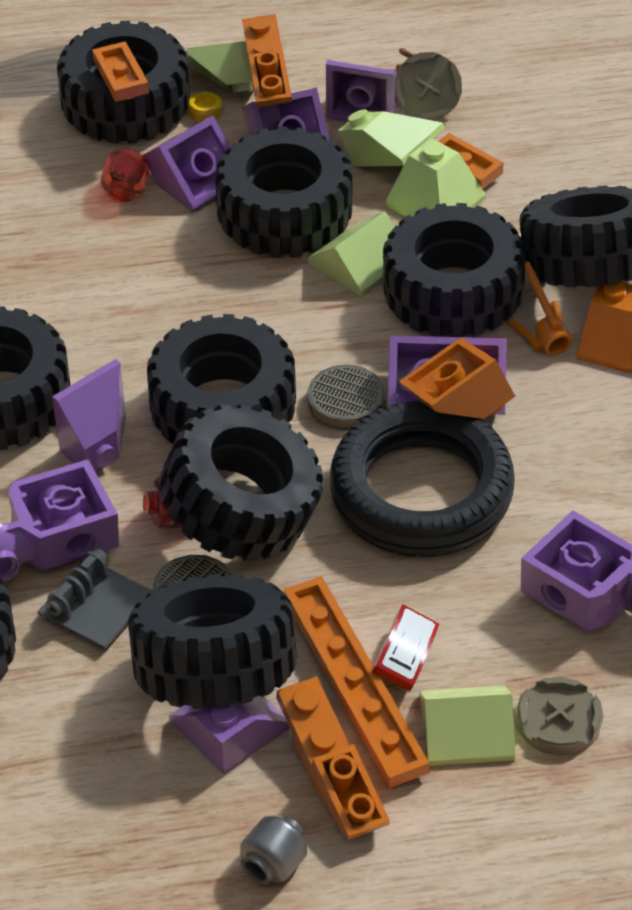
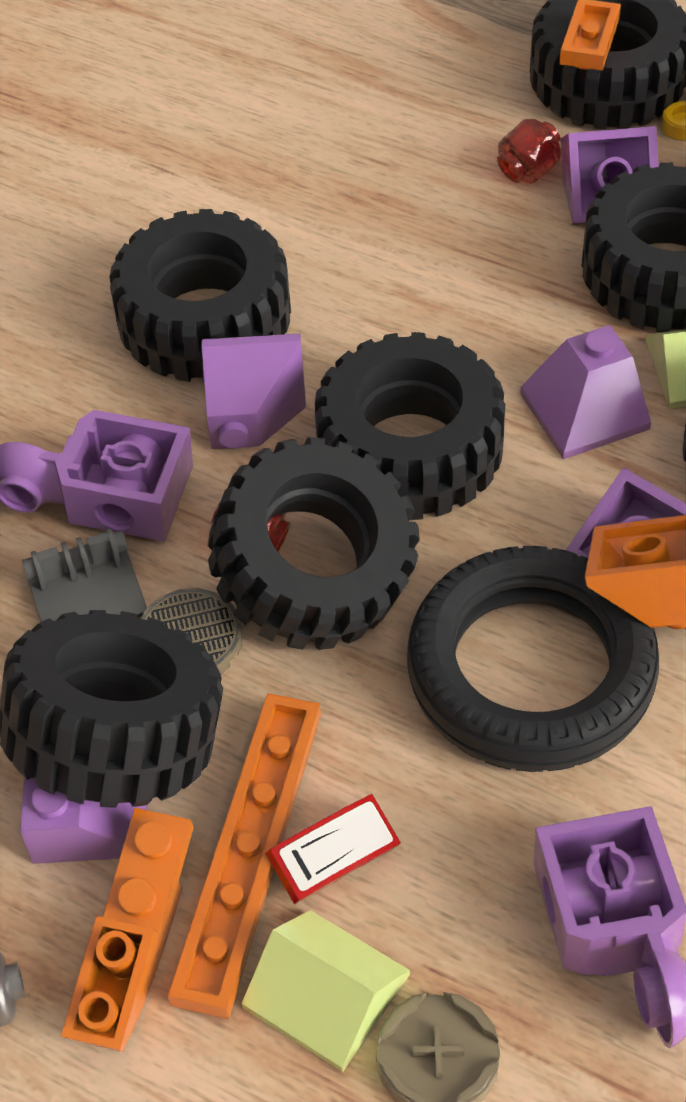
camera: 40 degrees right, 5 degrees up
(310, 309) = (588, 393): none -> medium lavender slope
(345, 395) = (542, 508): tile -> none

